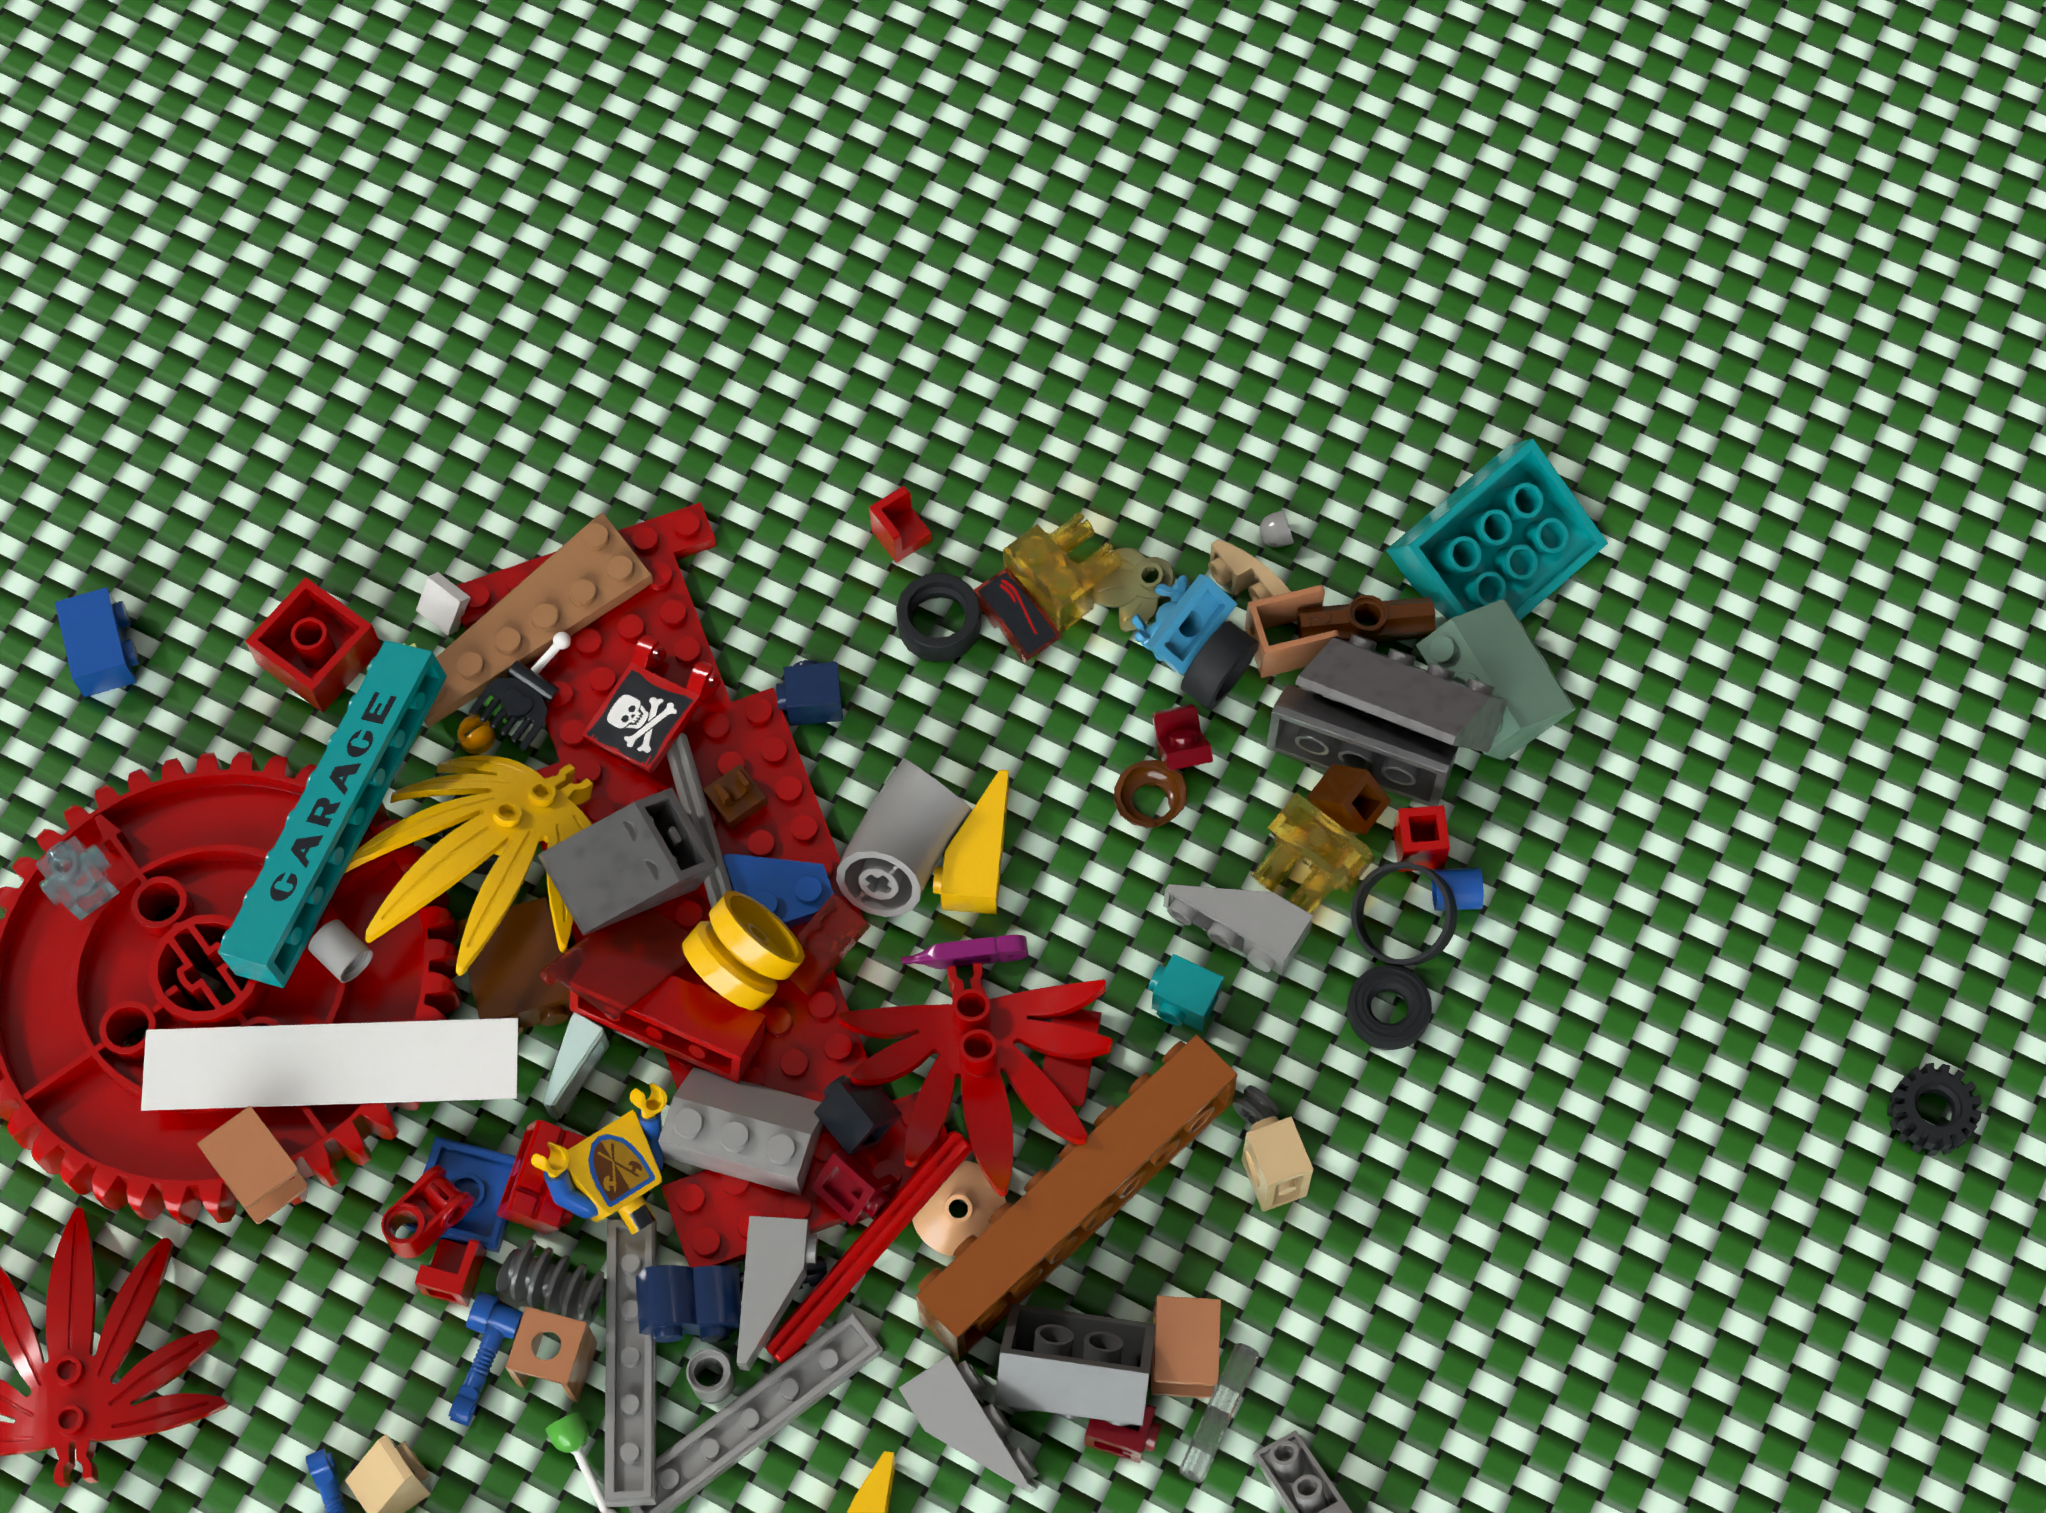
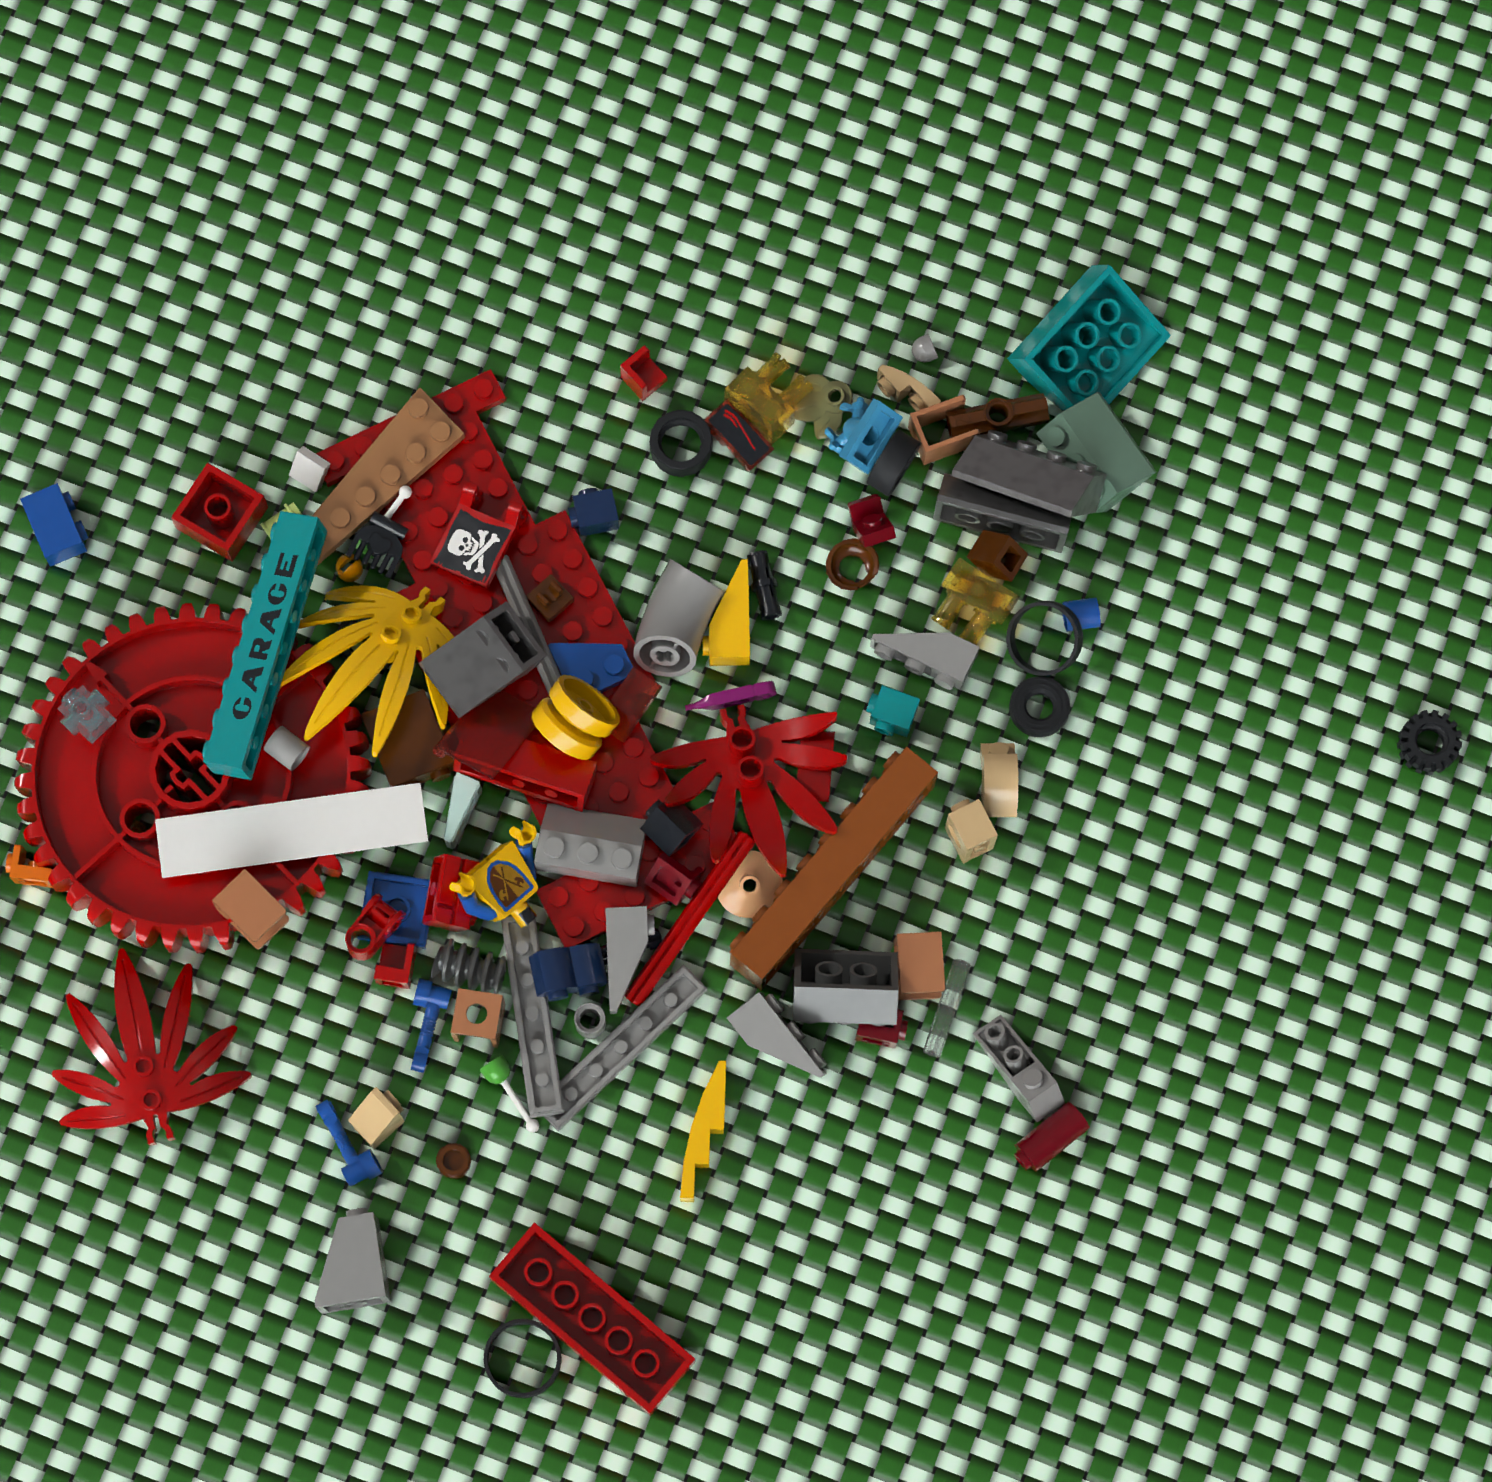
camera: 10 degrees left, 10 degrees up
(1028, 810) = (764, 585): none -> black pin
(1255, 1106) = (951, 790): dark grey bush -> none
(1324, 1099) = (999, 779): none -> tan brick
(1421, 836) = (1052, 580): red brick -> none

